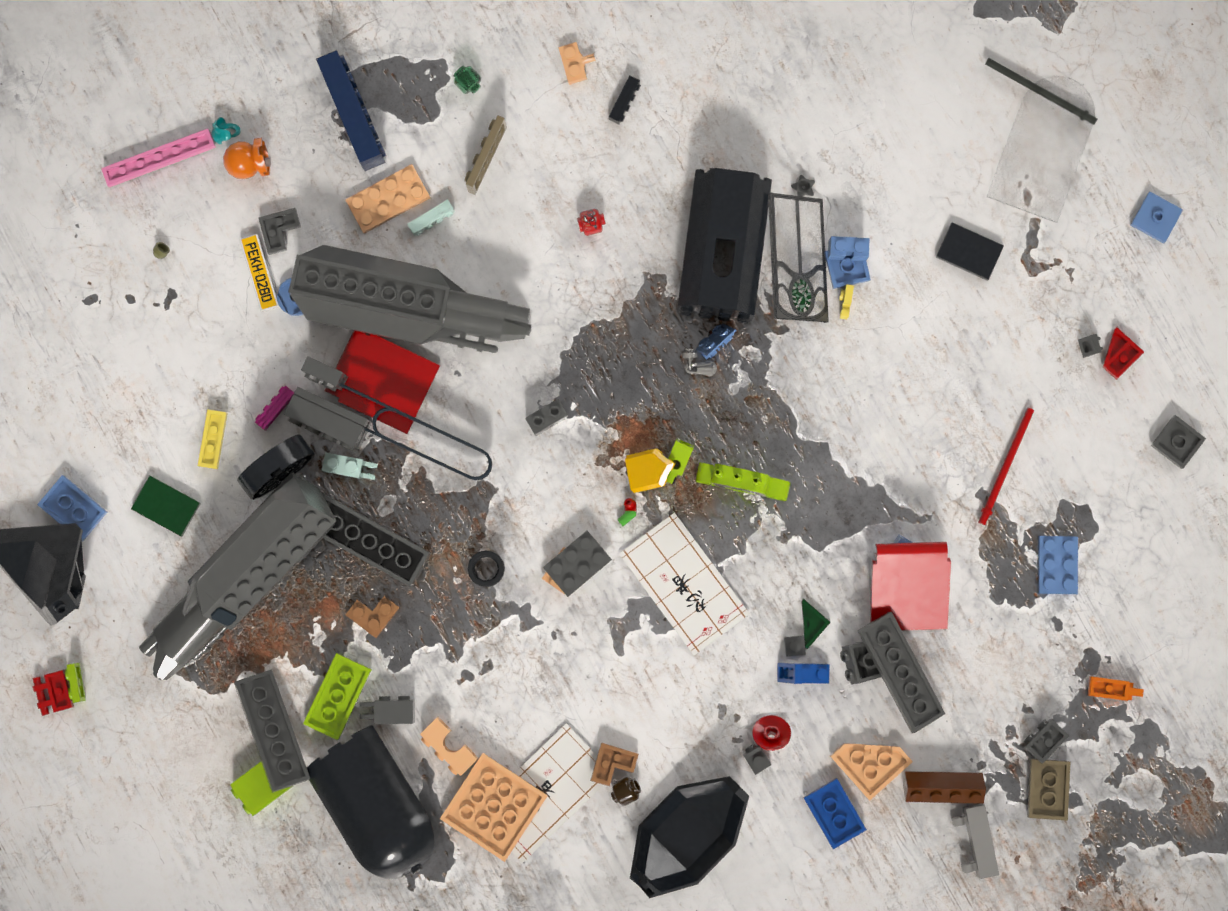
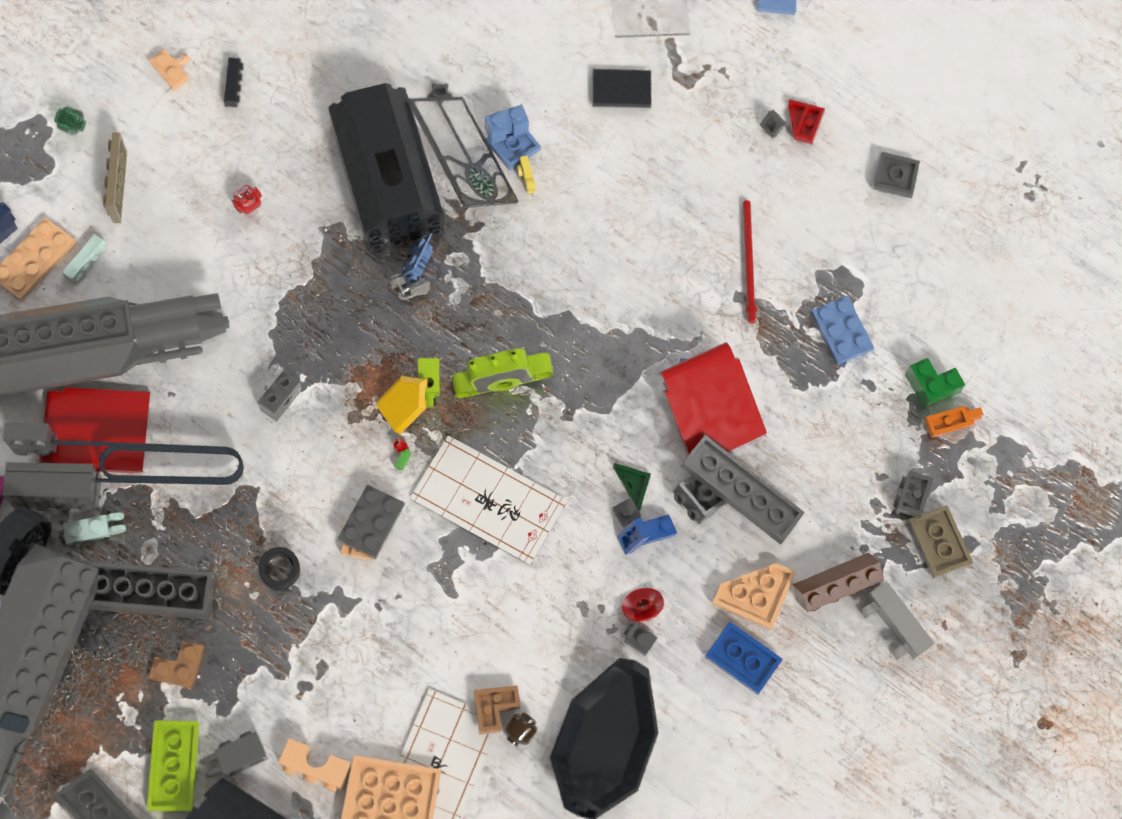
camera: 30 degrees left, 15 degrees down
(1109, 653) = (932, 387): none -> green brick

